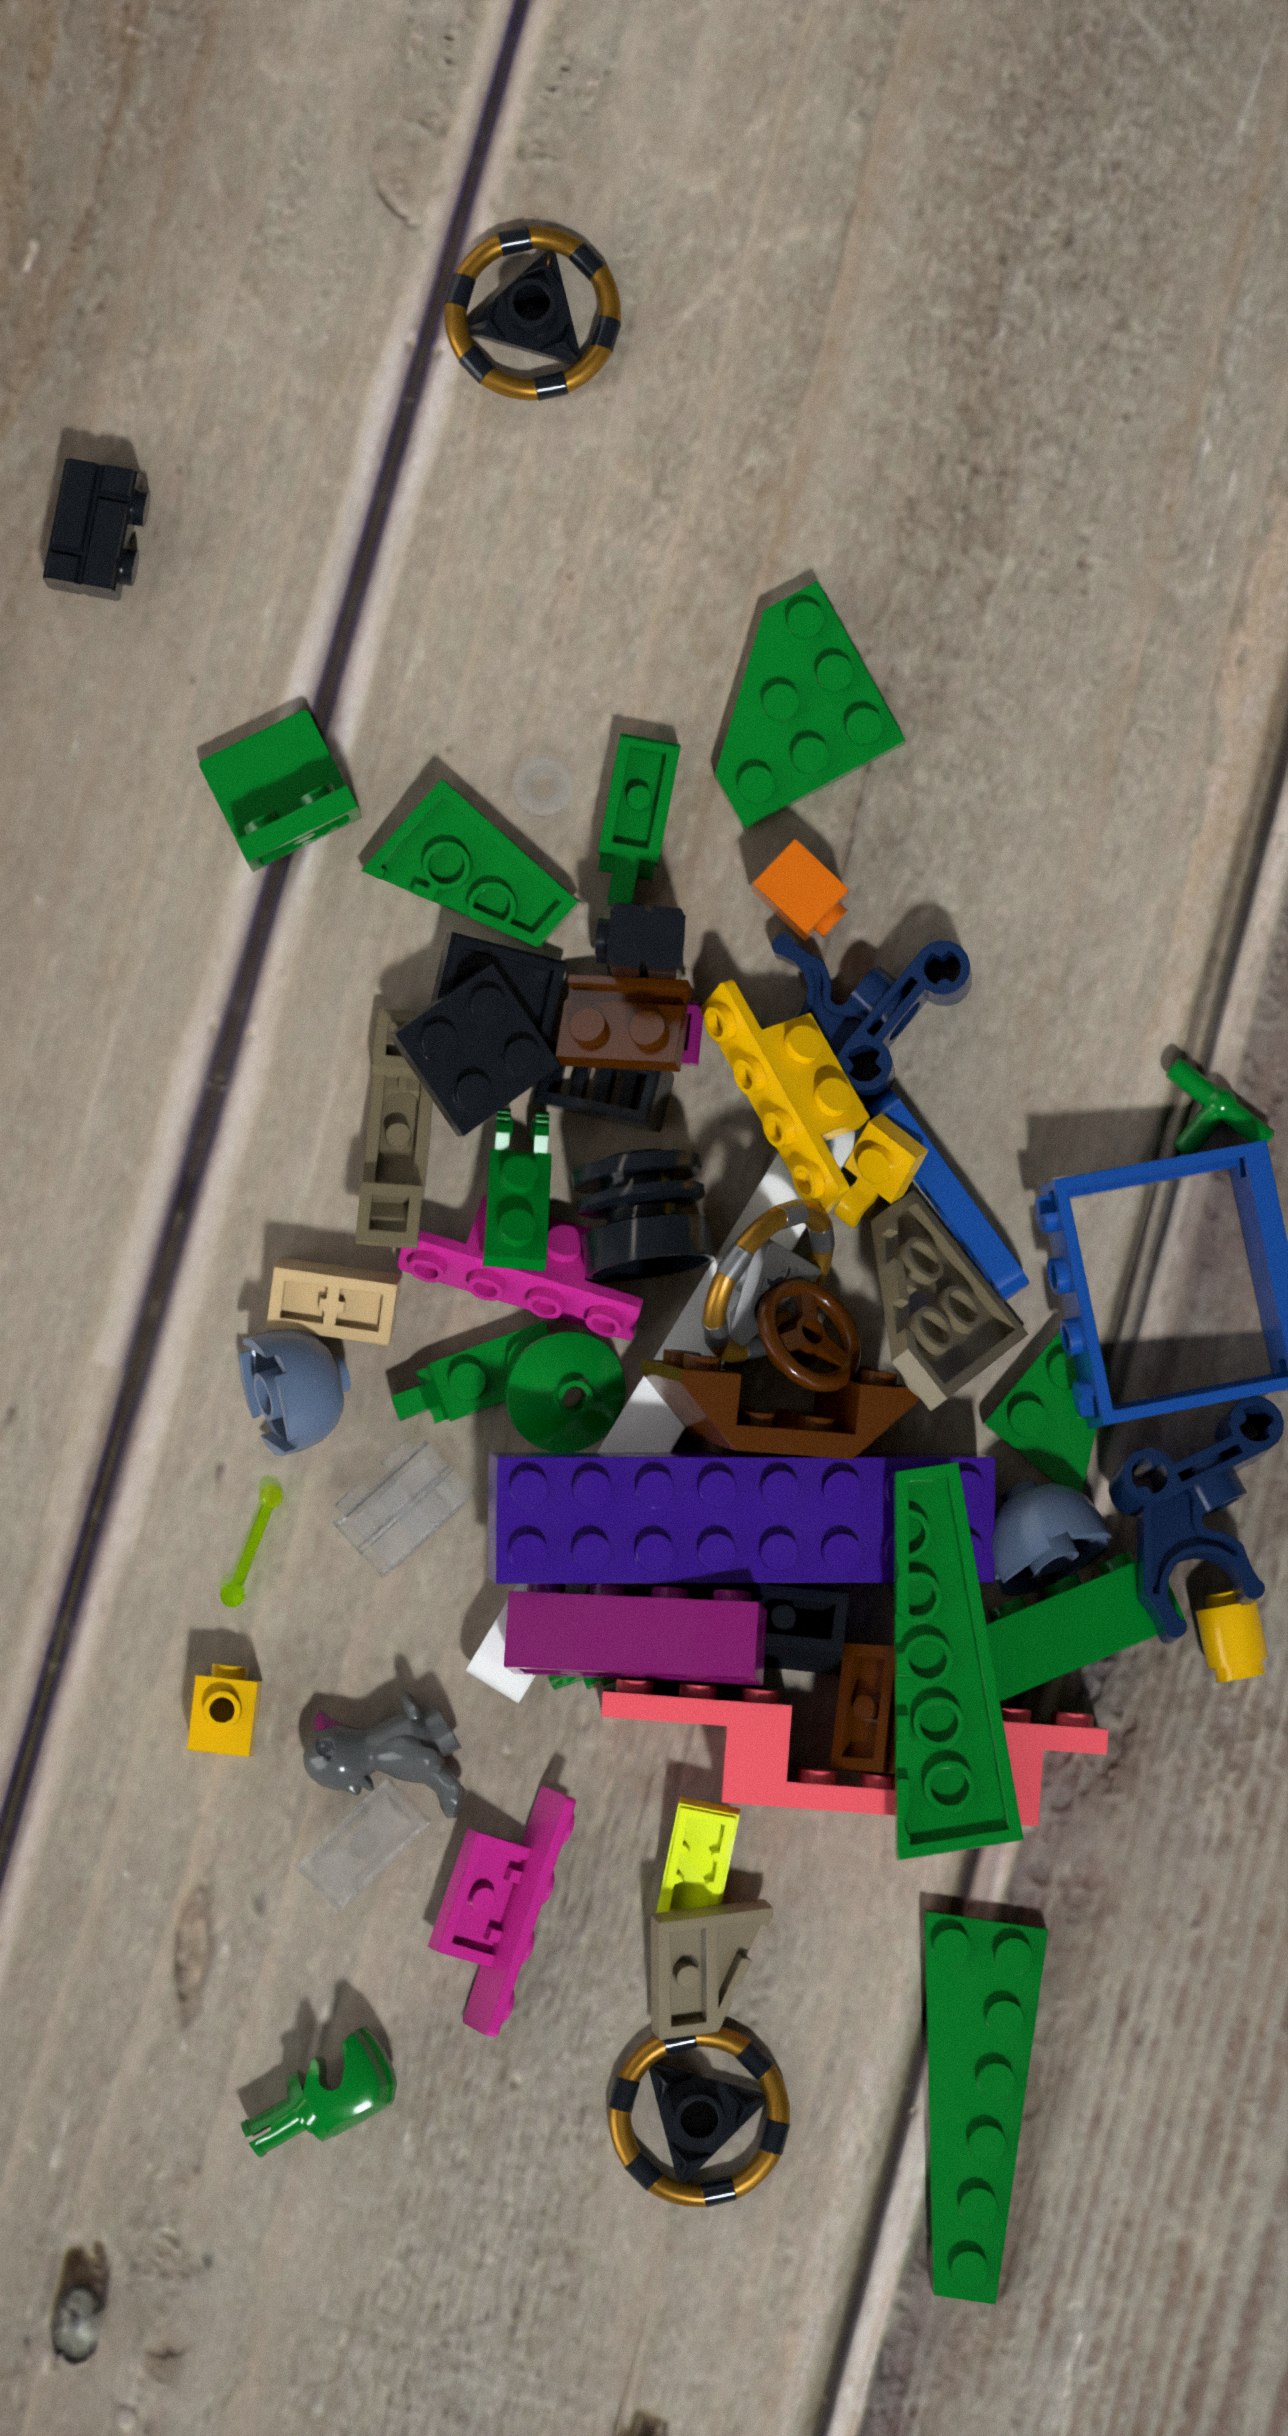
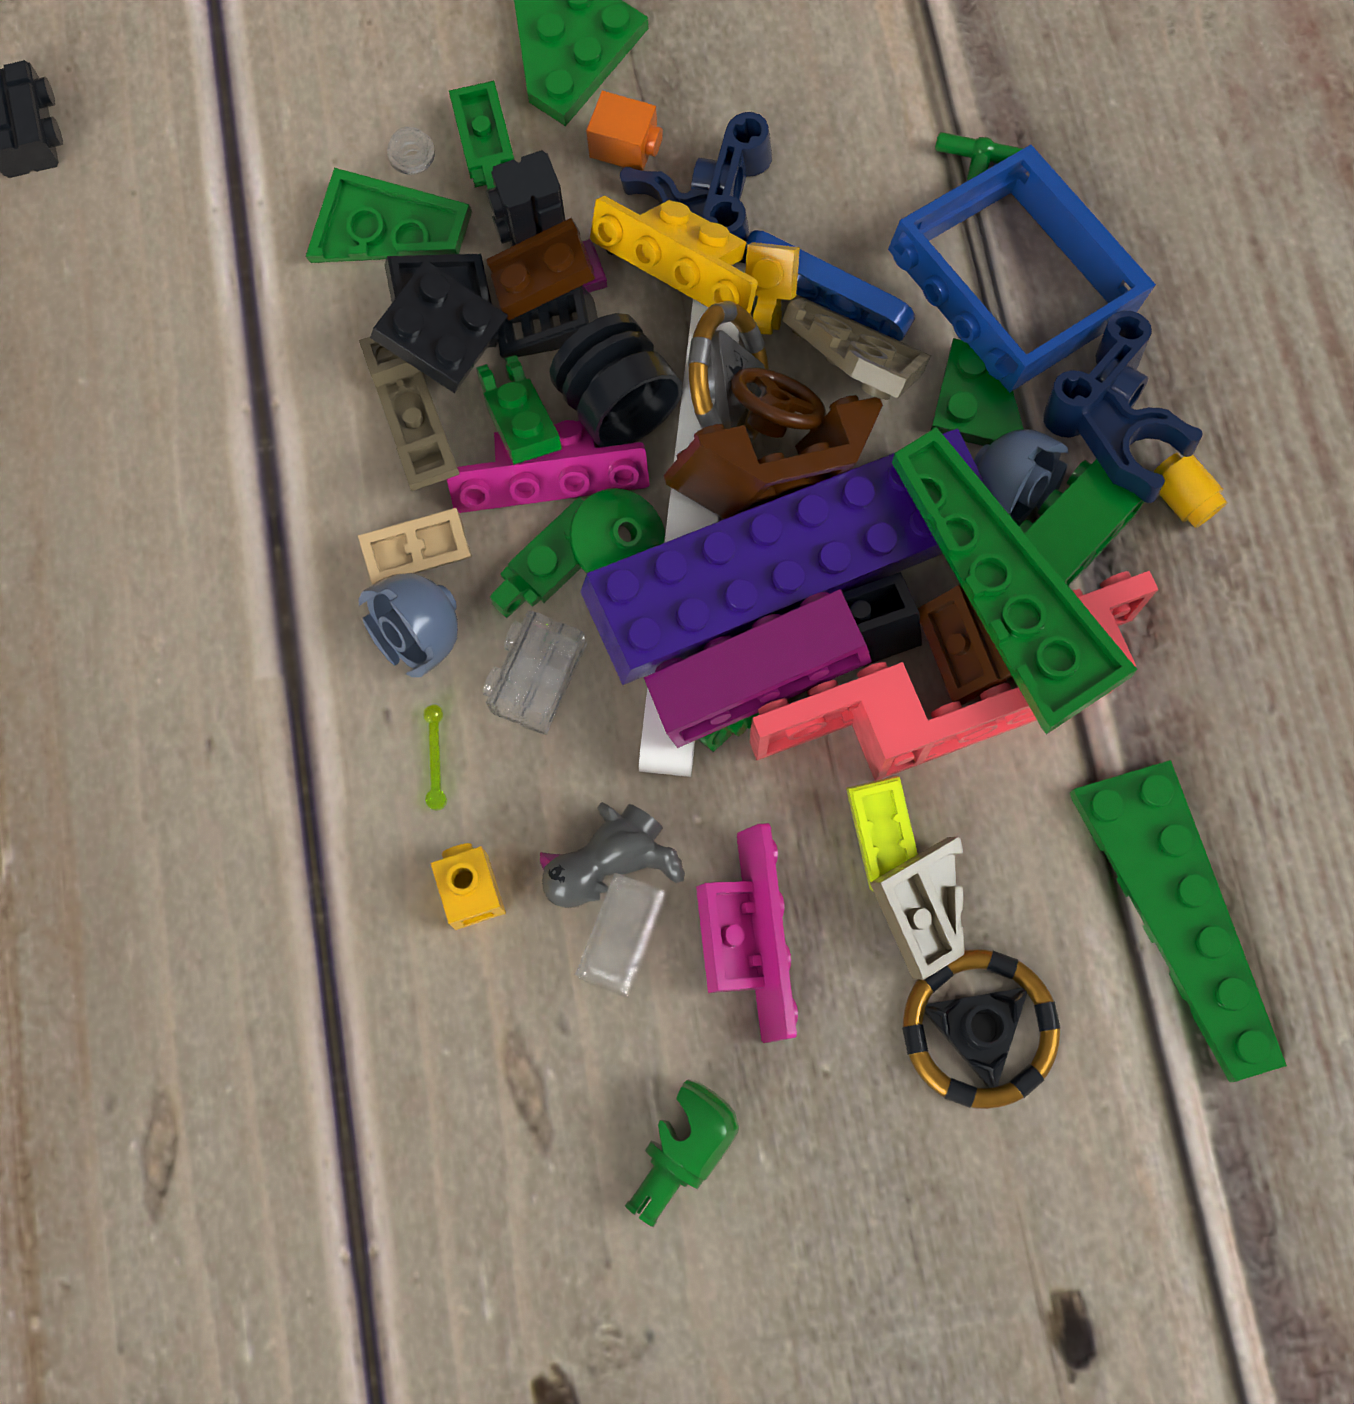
camera: 25 degrees left, 10 degrees down
(279, 790) = (226, 230): green bracket -> none

